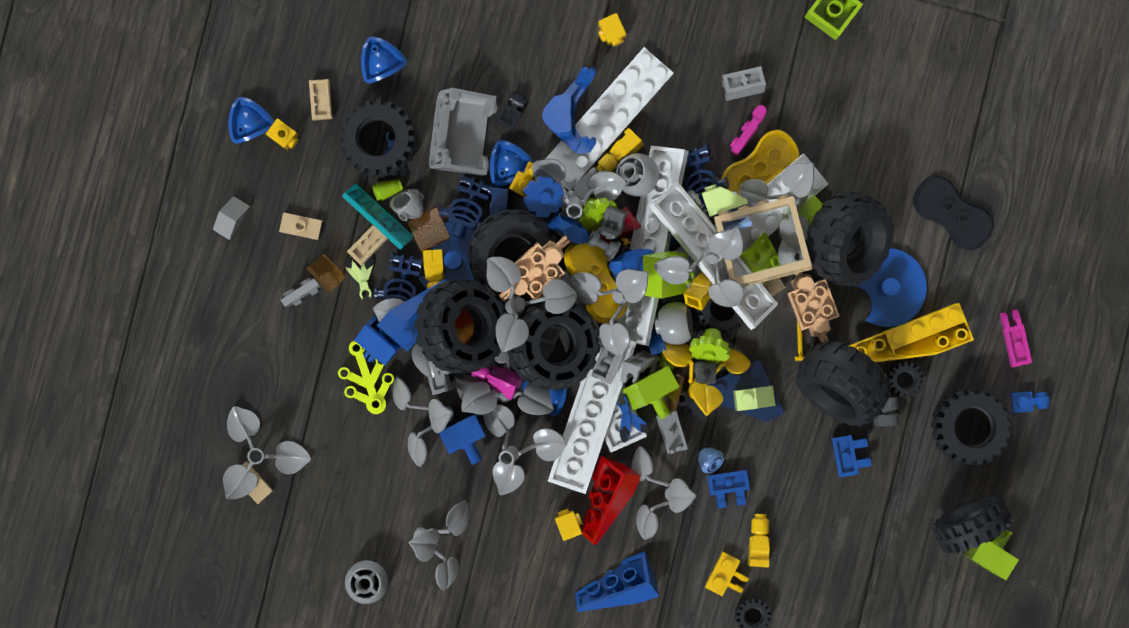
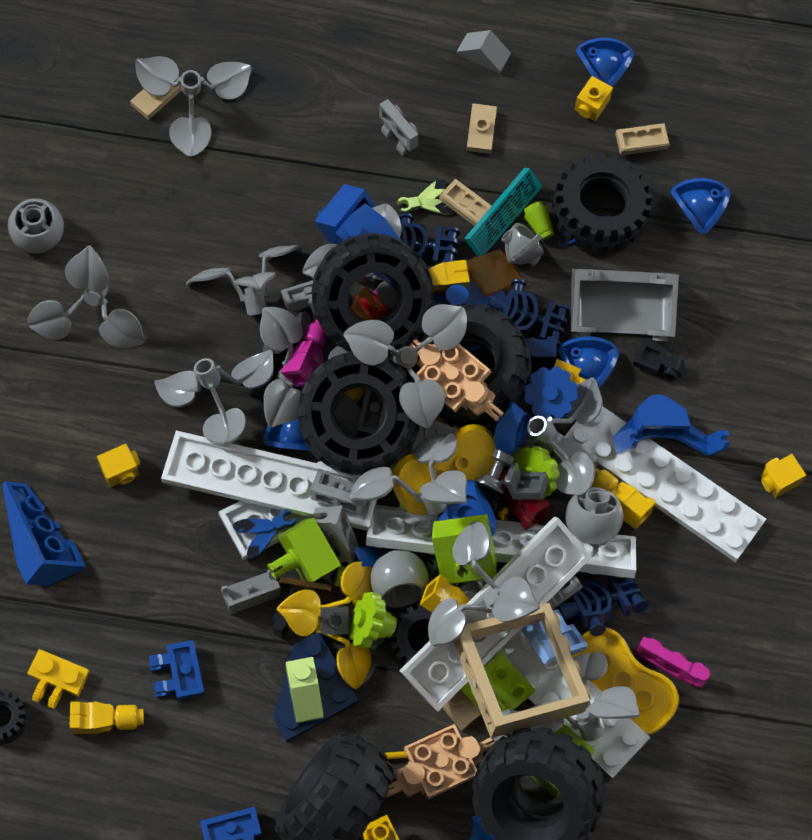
camera: 85 degrees right, 20 degrees down
(326, 273) = (426, 154): clear orange piece -> none
(367, 381) = (292, 215): neon yellow plant -> none
(464, 436) = (230, 325): blue brick -> none
(611, 492) = (166, 519): red wedge -> none
(677, 494) = (168, 589): light grey plant -> none
(710, 459) = (214, 642): medium blue cone -> none
(721, 199) = (574, 617): yellowish green slope -> none
(743, 83) = (735, 650): light grey hinge -> none

